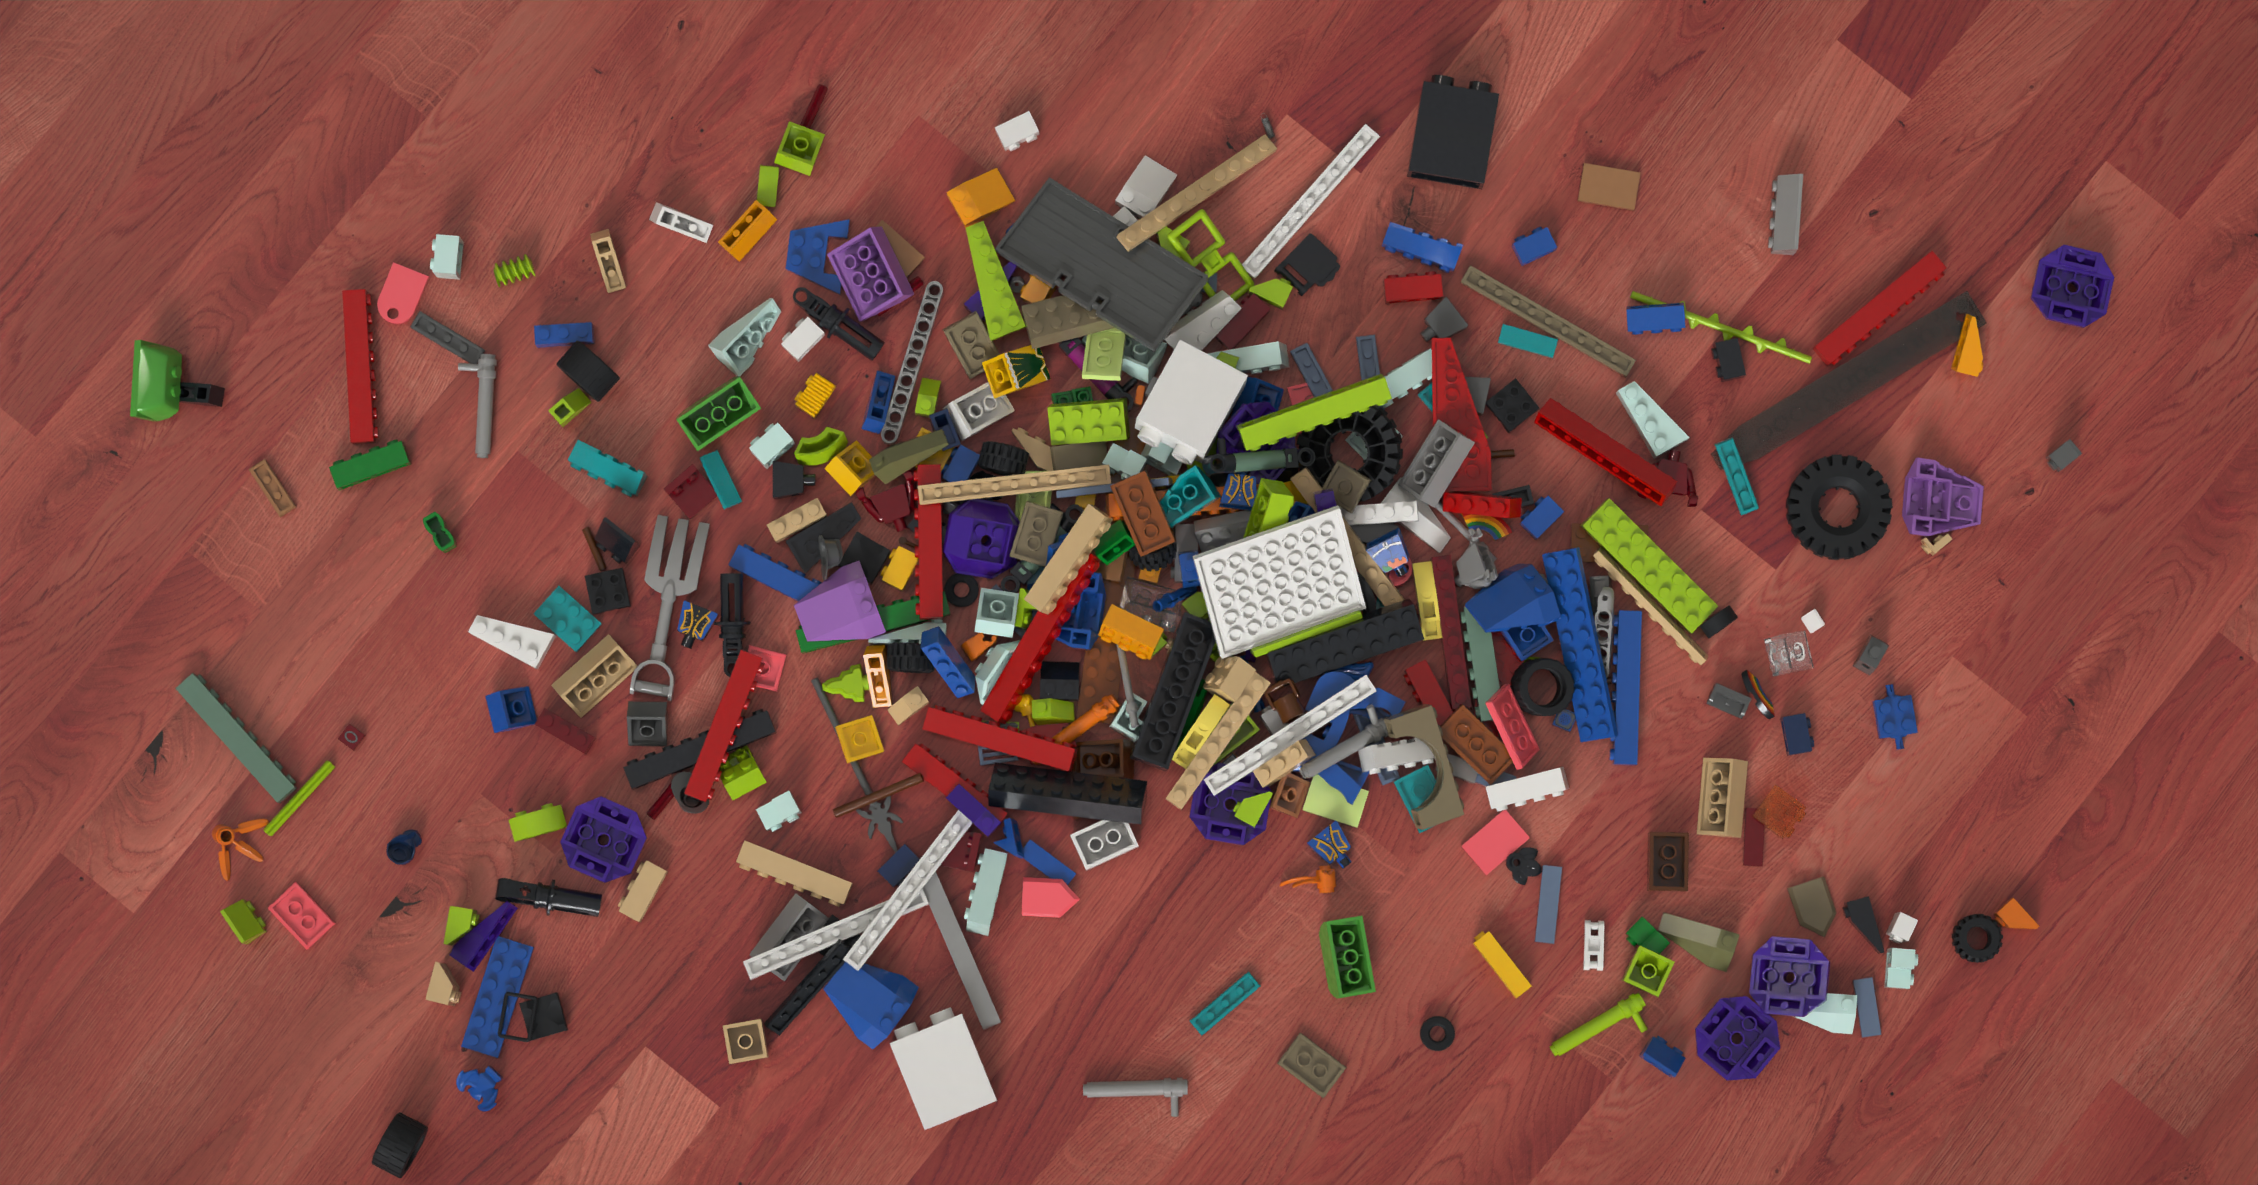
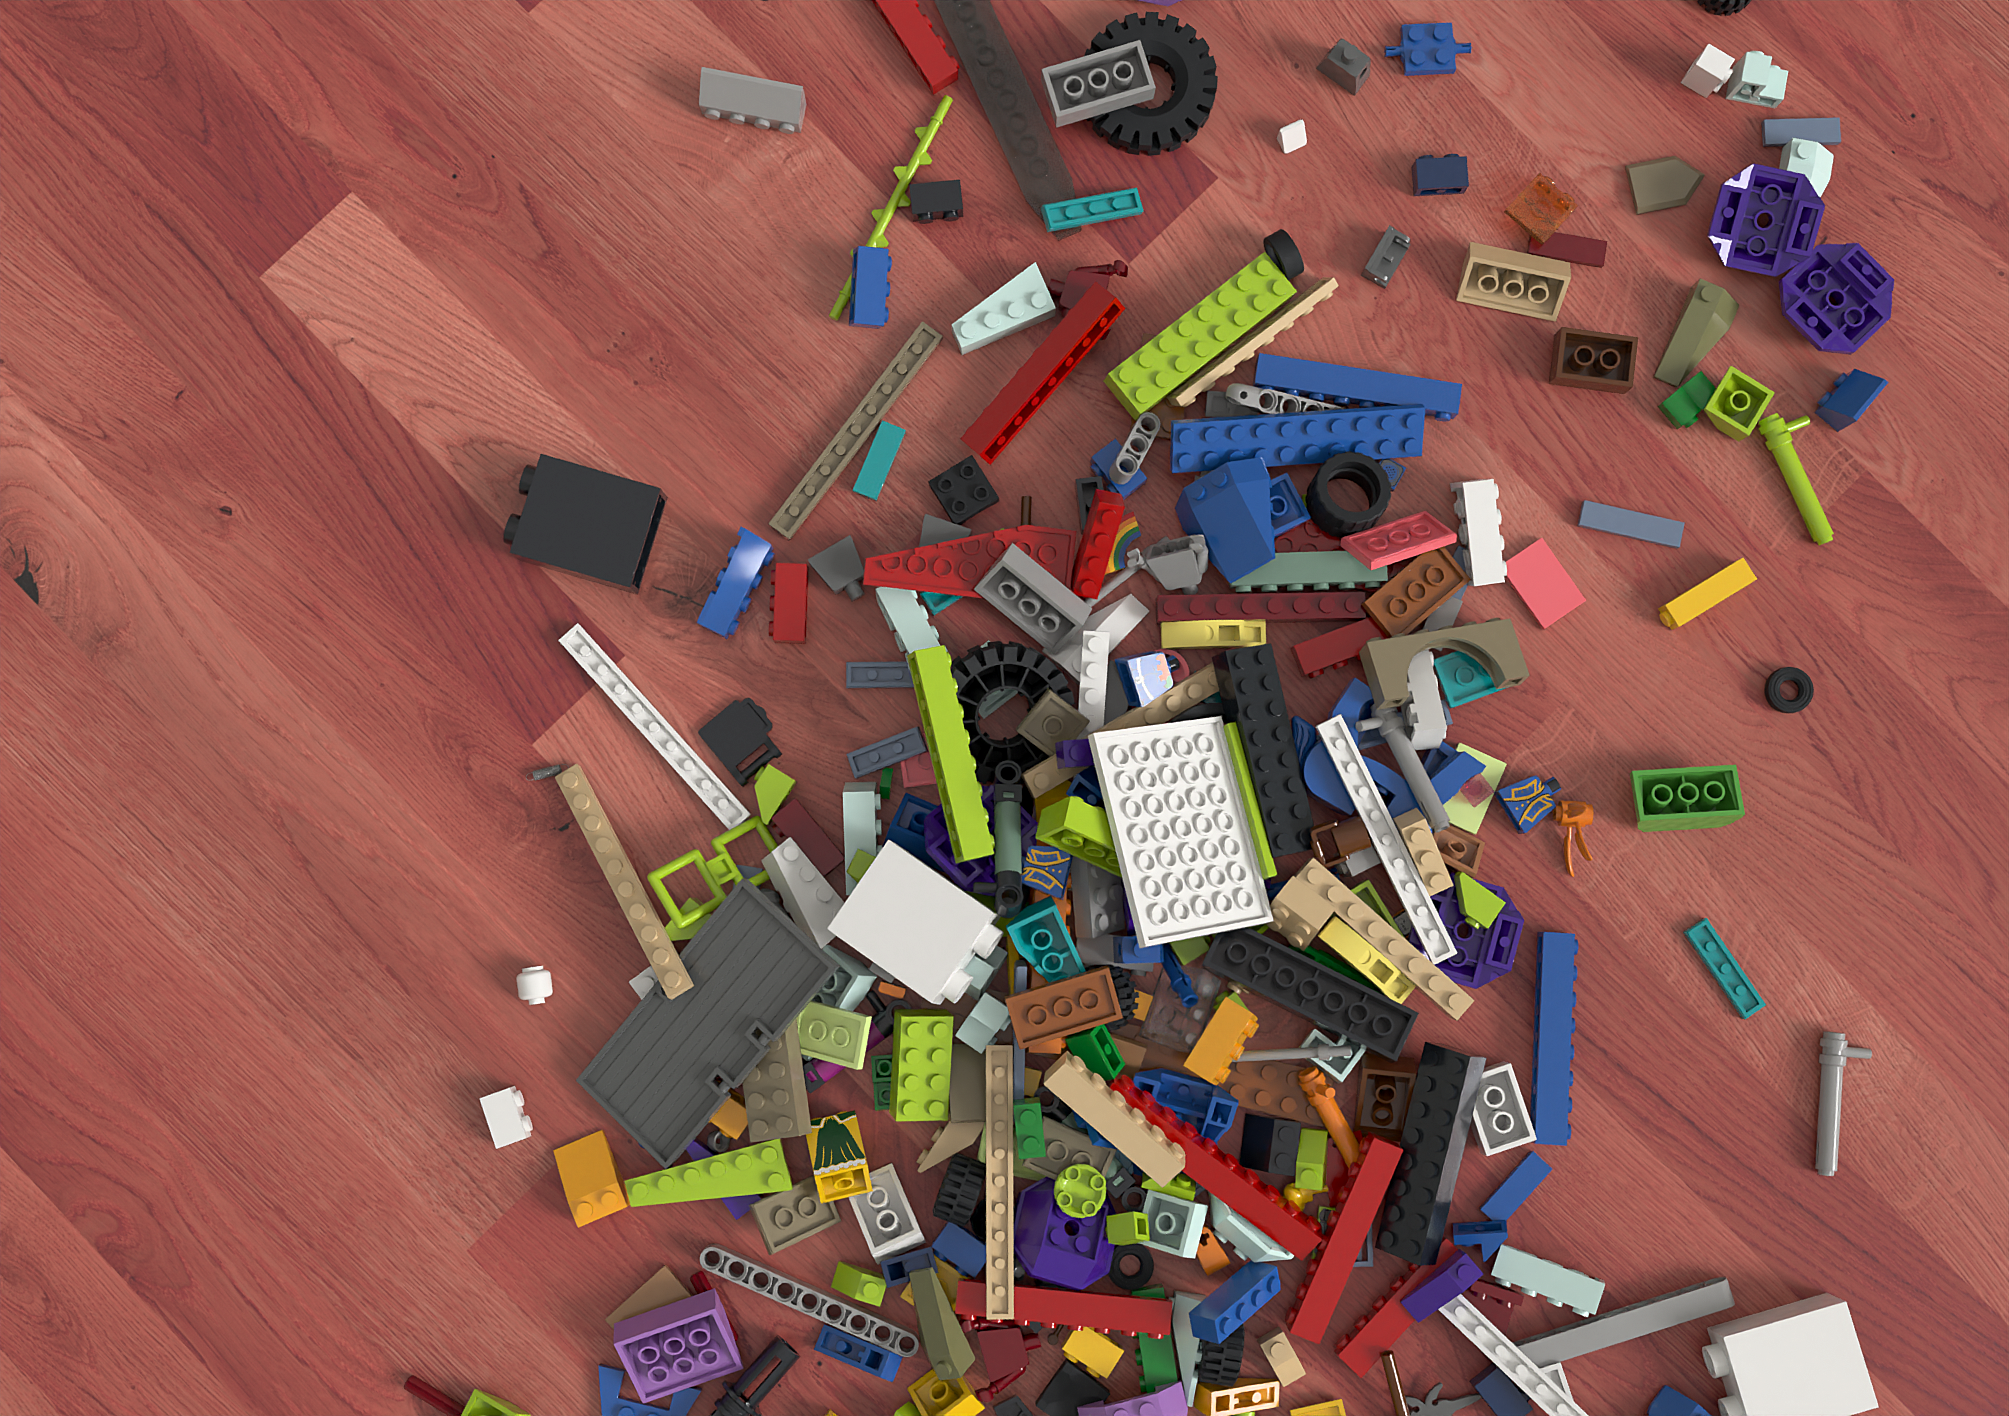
camera: 85 degrees left, 0 degrees up
(990, 580) = (1127, 1228): none -> lime brick
(1014, 542) = (1080, 1190): none -> lime dish
(1046, 897) = (1561, 1195): coral tile -> none
(1054, 500) = (1029, 1128): none -> green brick
(1113, 139) = (534, 984): none -> white head
(1145, 187) = (607, 948): white slope -> none
(1160, 879) = (1553, 1037): none -> blue brick
(1289, 374) = (886, 783): none -> green tile
(1311, 1065) = (1816, 861): dark tan tile -> none
(1335, 803) = (1476, 789): none -> clear pink plate
(1526, 865) = (1578, 547): black plate -> none
(1534, 246) = (753, 436): blue brick -> none
(1565, 528) = (1127, 456): none -> light grey beam
(1593, 945) = (1690, 471): white plate -> none
(1609, 186) = (685, 329): medium nougat tile -> none
(1753, 686) = (1374, 222): tile -> none
(1788, 653) = (1333, 173): clear slope -> none
(1827, 466) = (1098, 83): none -> light grey brick
(1863, 919) = (1683, 122): black slope -> none

